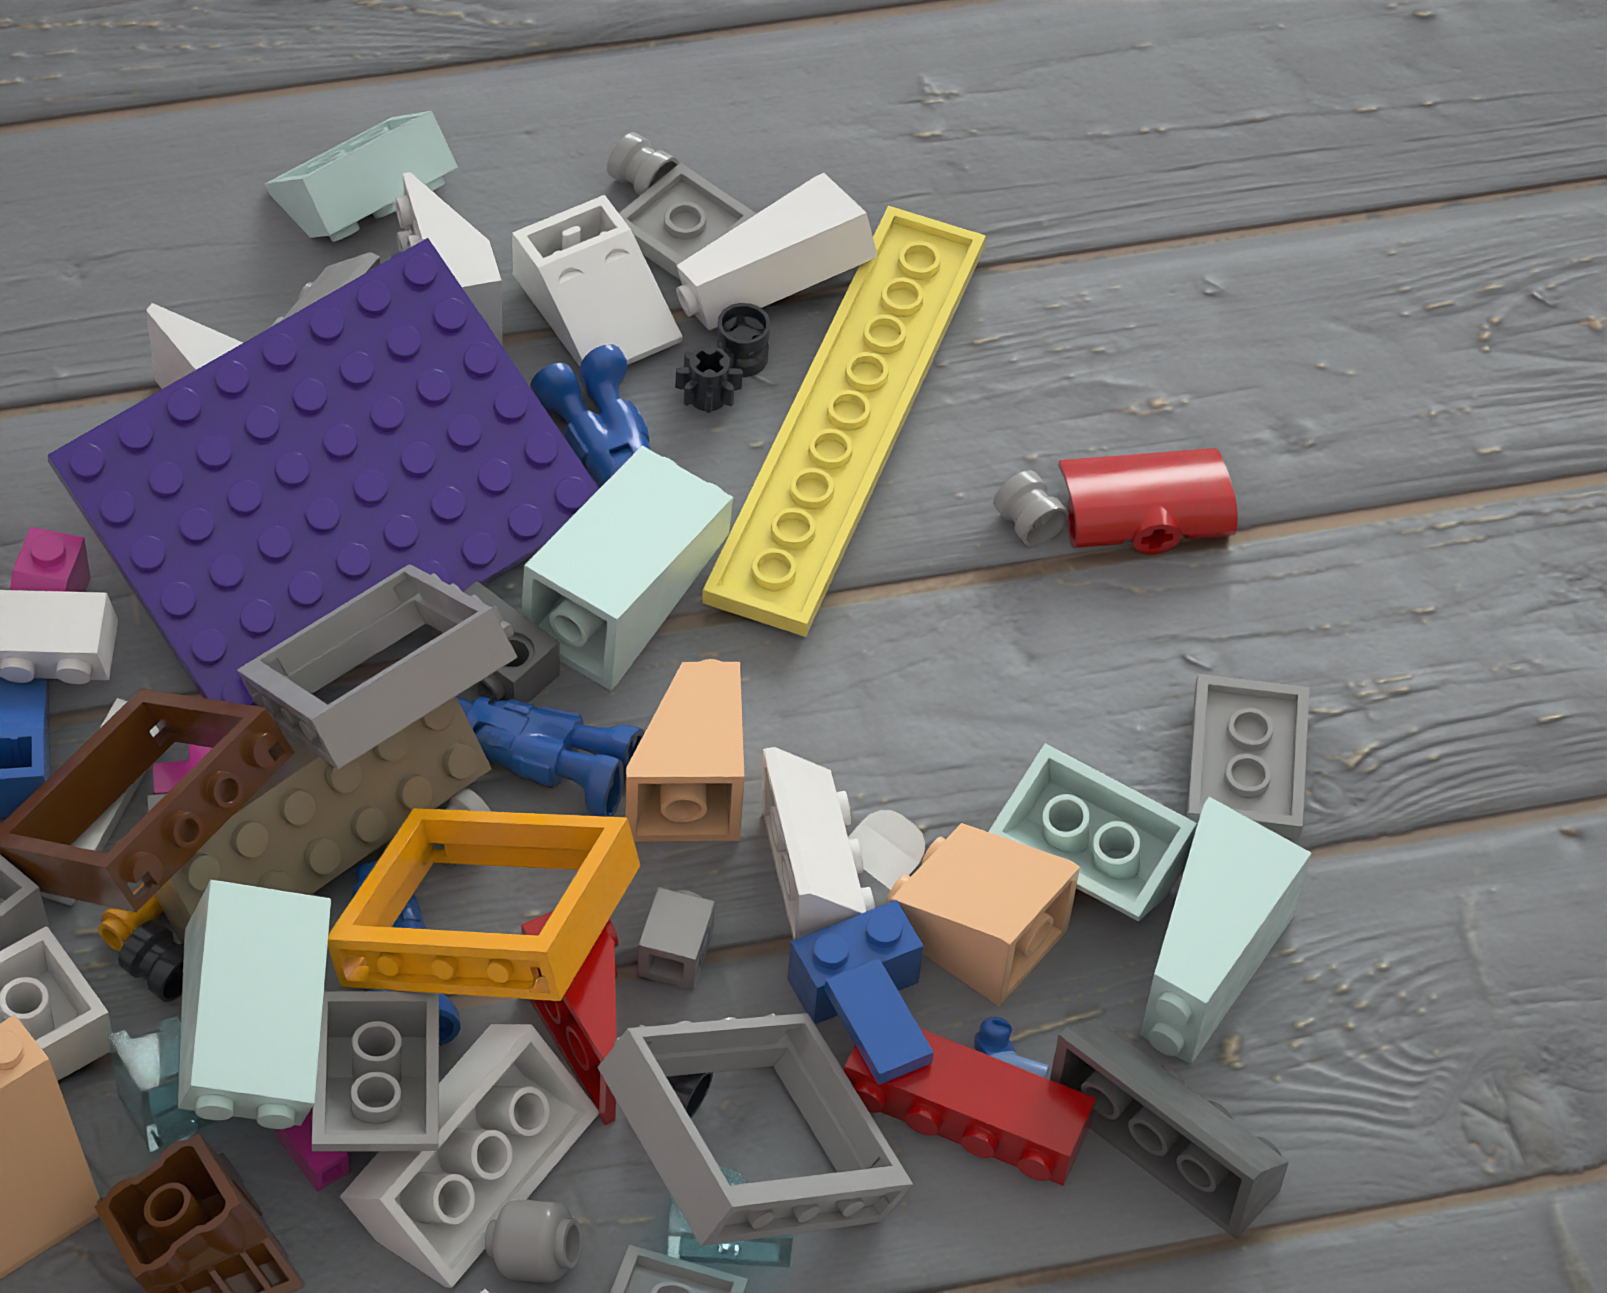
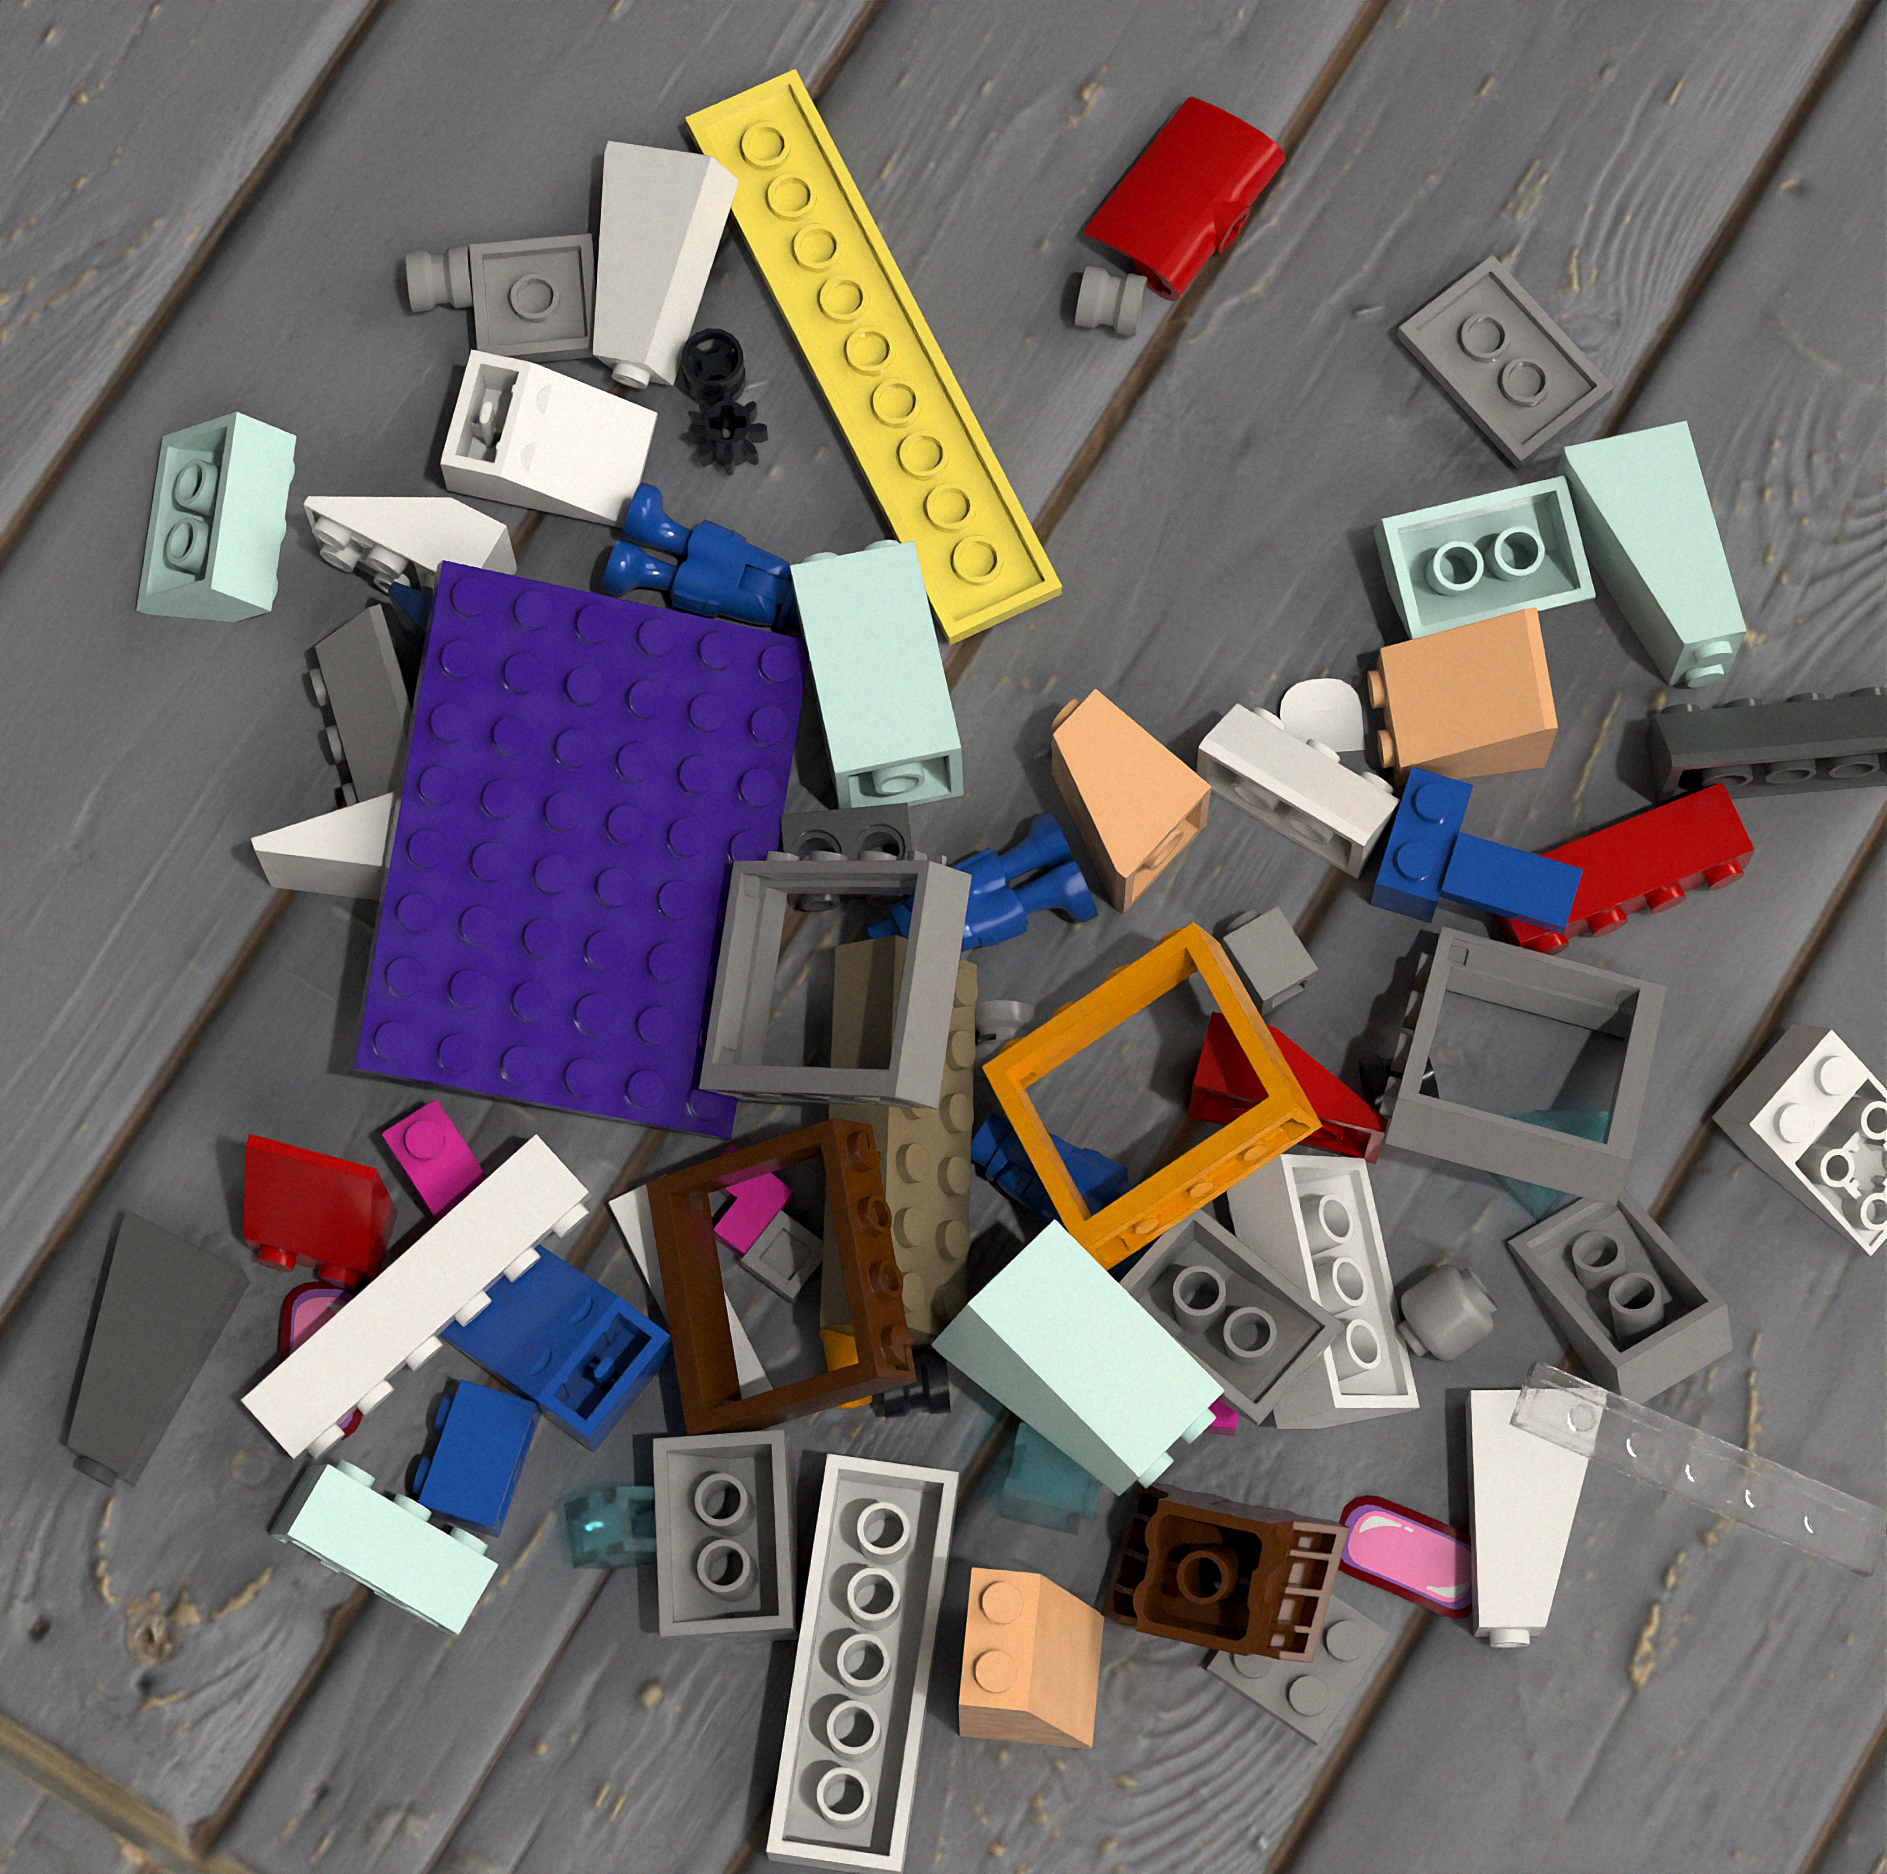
camera: 40 degrees left, 20 degrees up
(995, 1042) = (1596, 811): blue arm -> none

